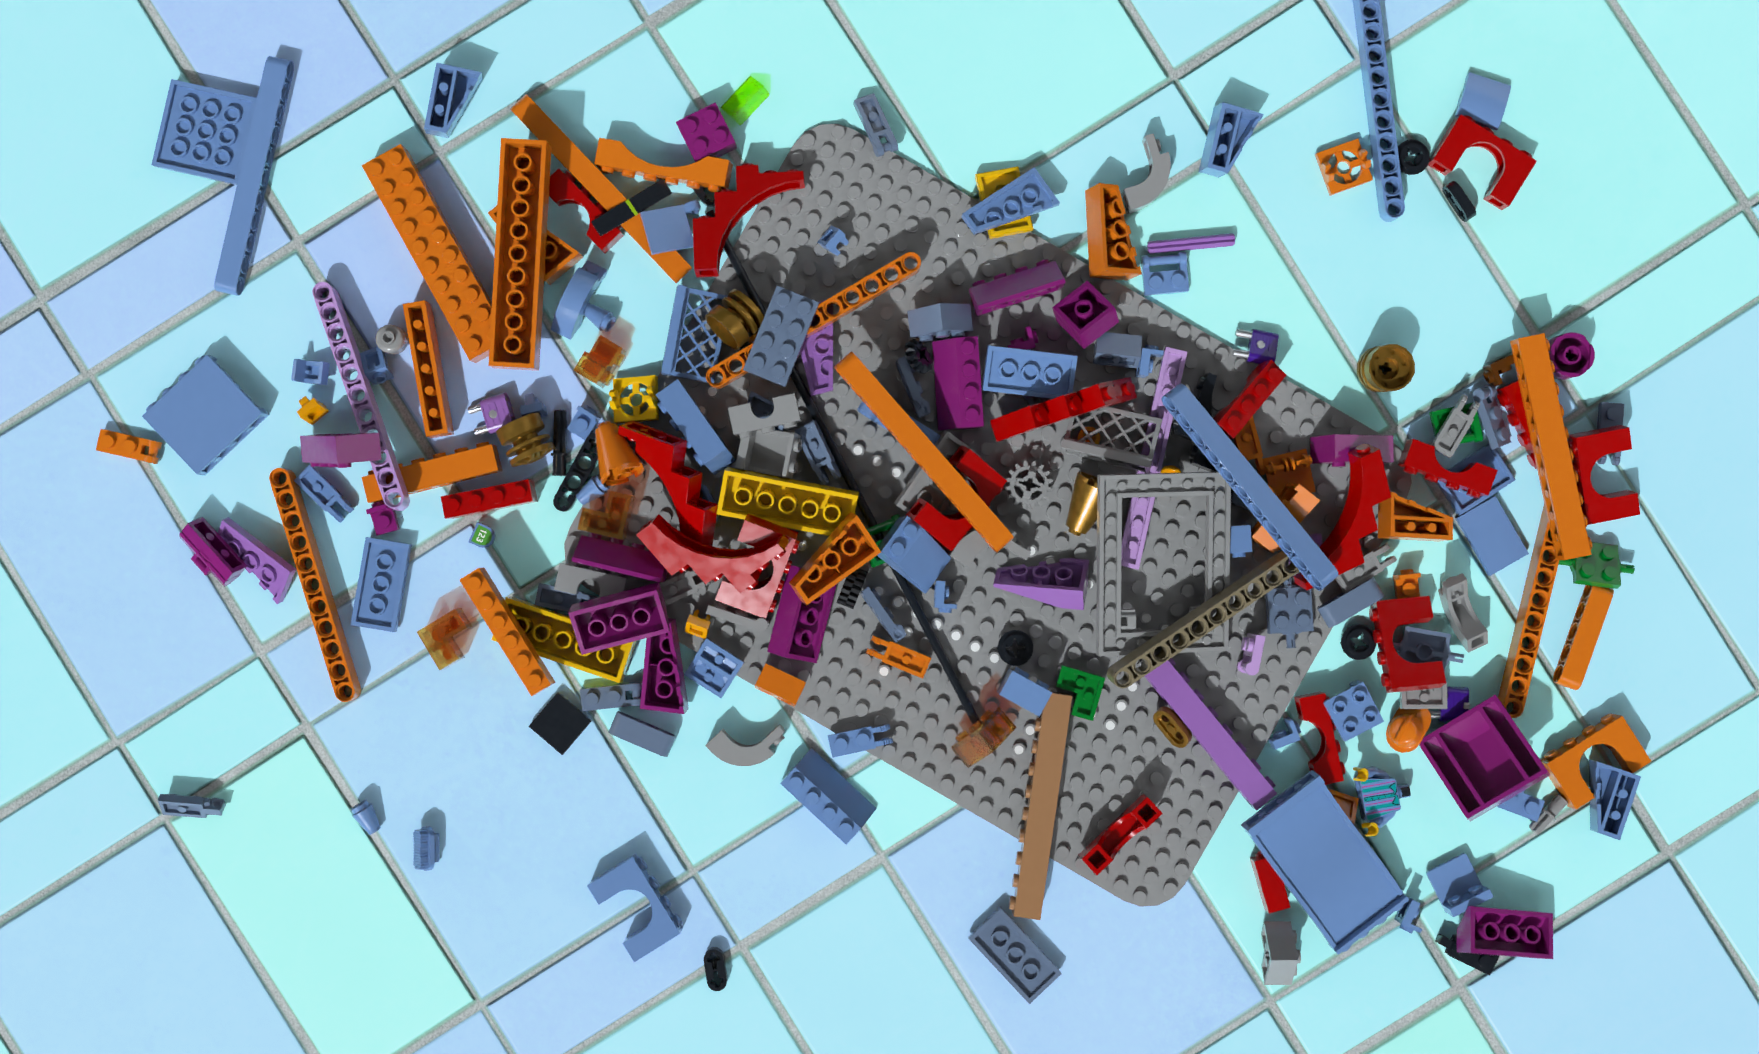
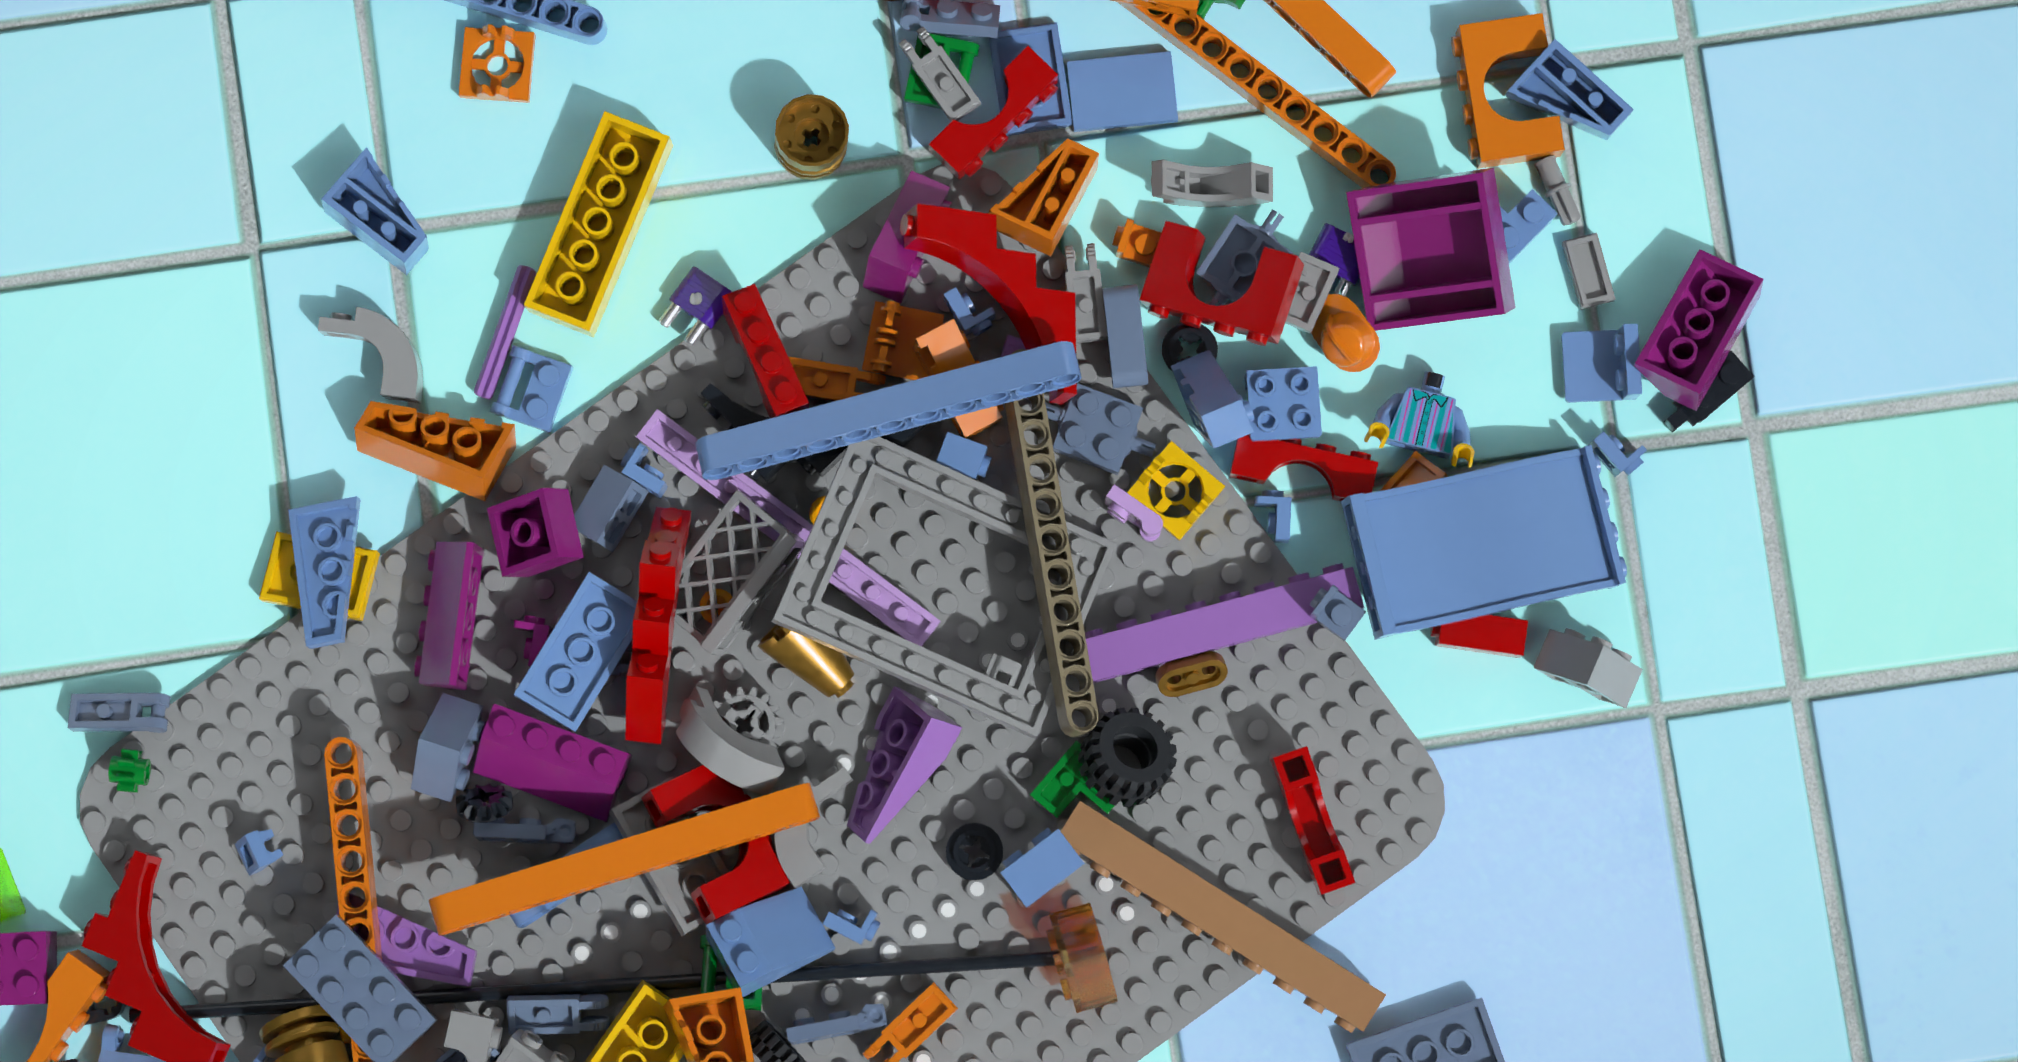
camera: 60 degrees left, 5 degrees down
(846, 146) = (129, 770): none -> green gear
(1011, 478) = (724, 750): none -> light grey arch
(1124, 713) = (1144, 739): none -> black tyre
(1247, 796) = (1336, 612): none -> sand blue bracket
(1279, 268) = (599, 224): none -> yellow brick
(1285, 689) = (1176, 456): none -> yellow piece
(1326, 501) = (962, 309): none -> medium blue bracket
(1337, 669) = (1212, 401): none -> medium blue wedge
(1508, 852) = (1588, 271): none -> light grey tile

